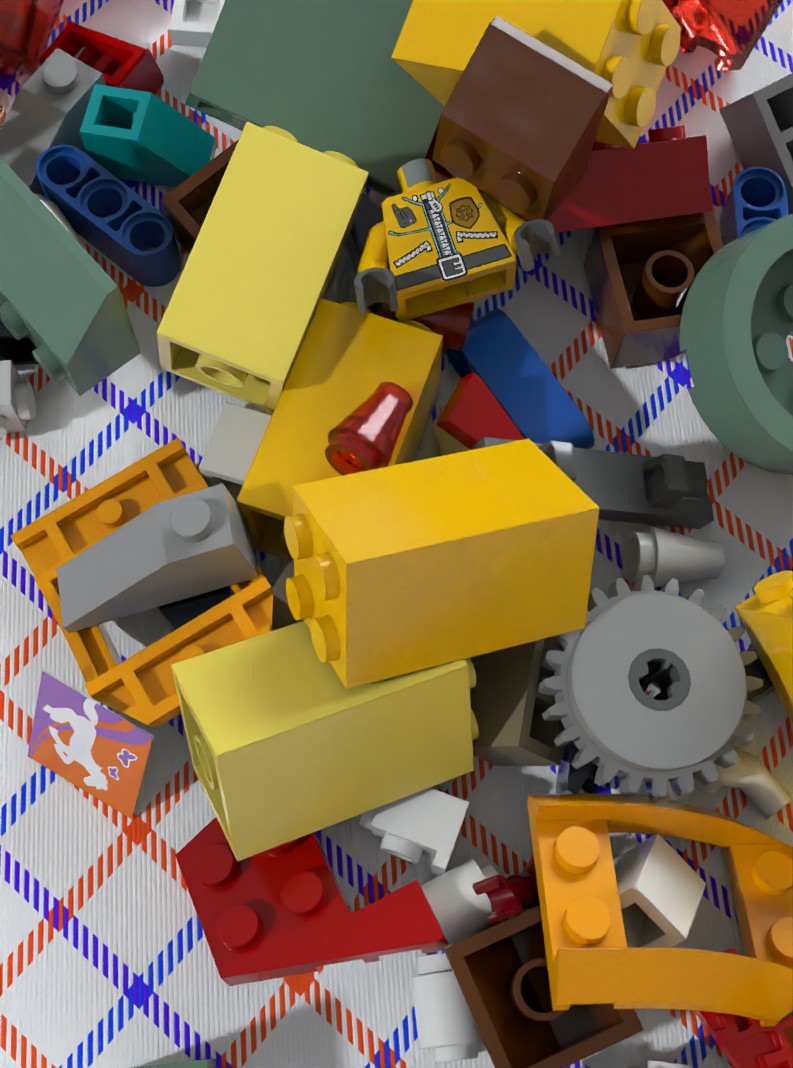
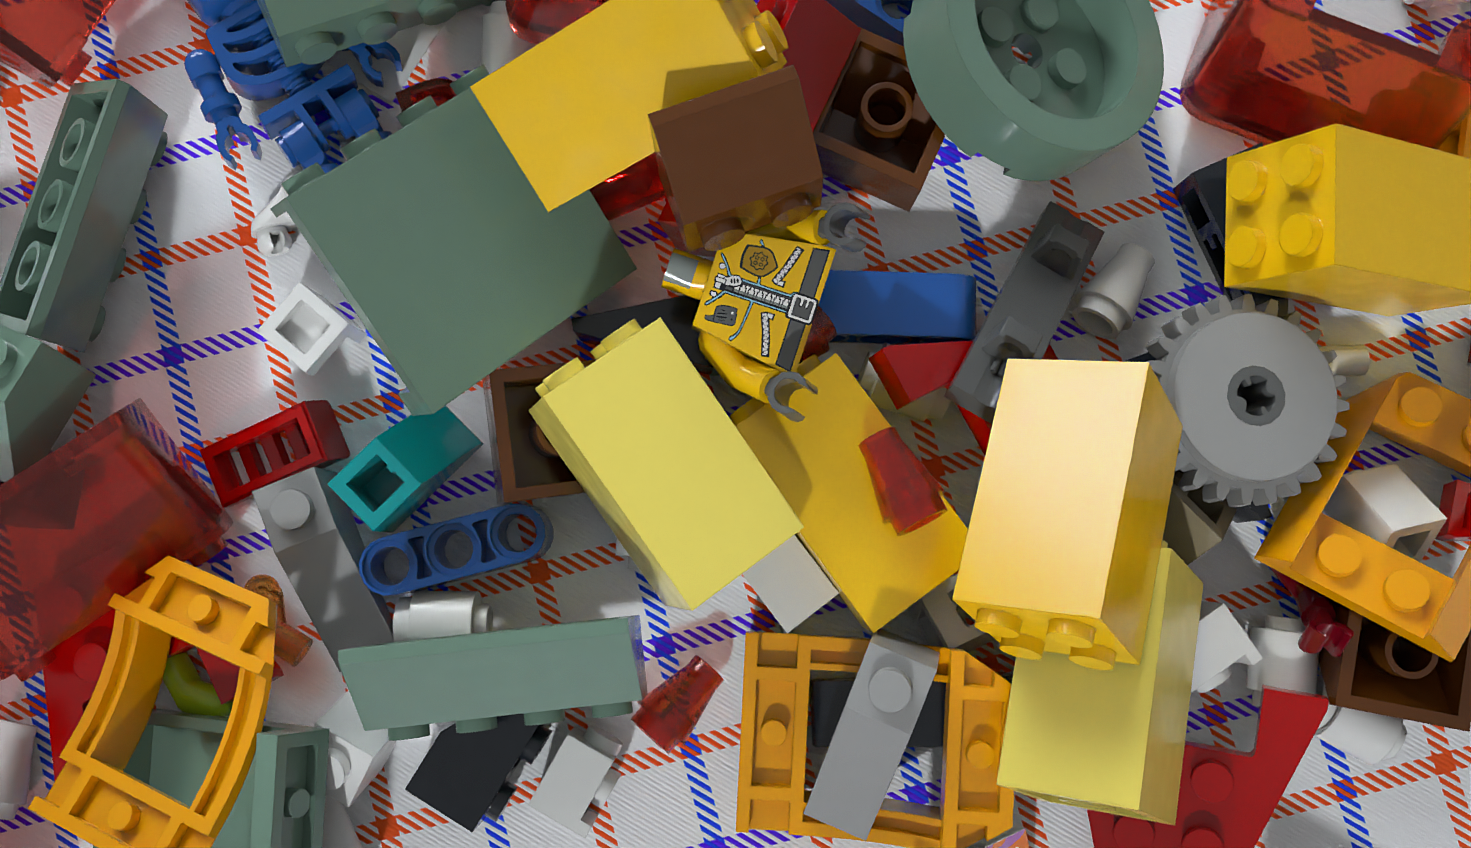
camera: 55 degrees left, 15 degrees up
(86, 438) = (677, 704): none -> clear red cone

